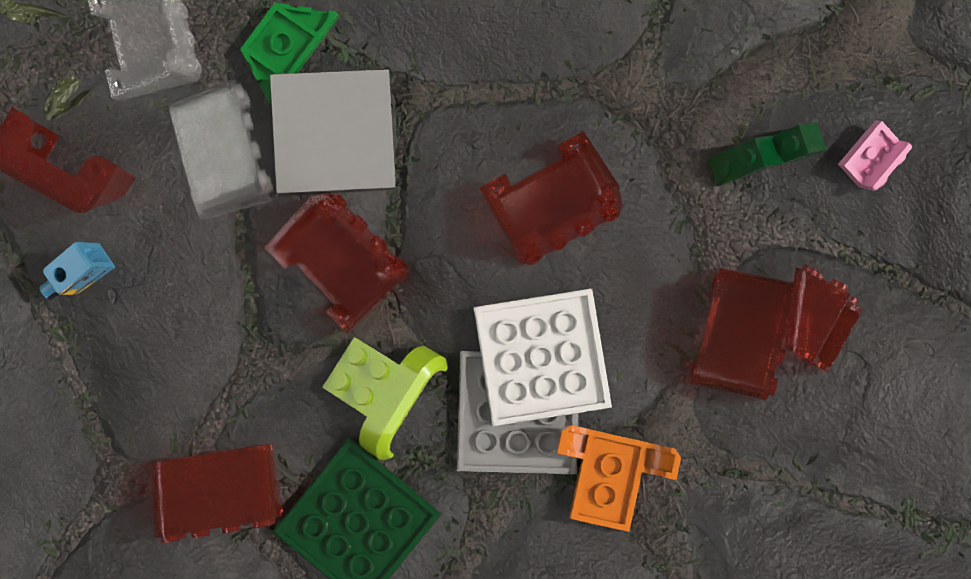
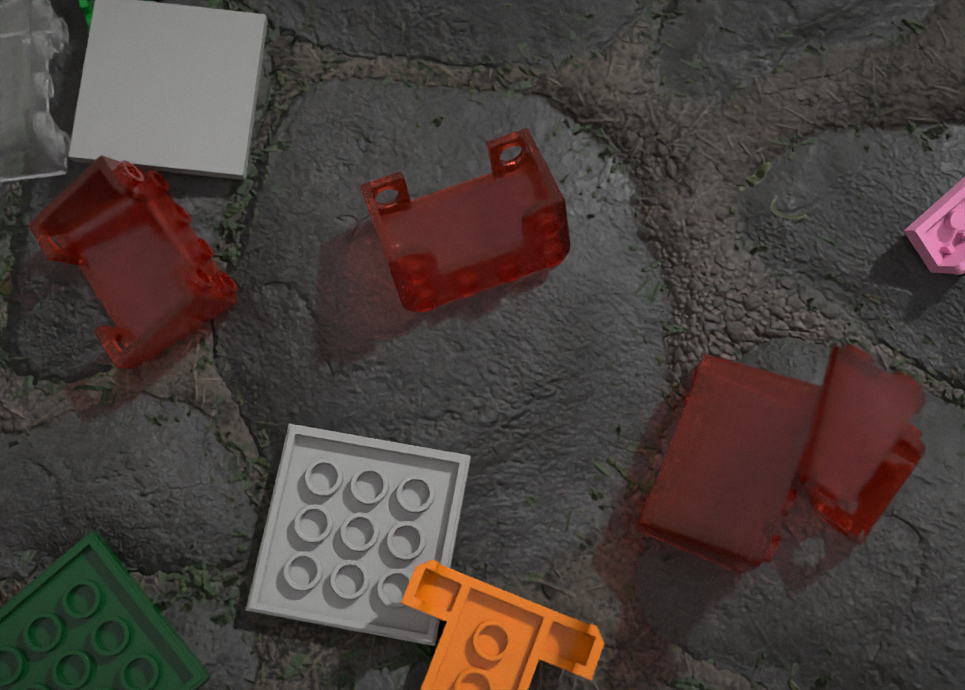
camera: 10 degrees right, 10 degrees down
(381, 389) = (154, 463): lime piece -> none
(542, 357) = (410, 452): white tile -> none
(767, 152) = (790, 195): dark green arch -> none

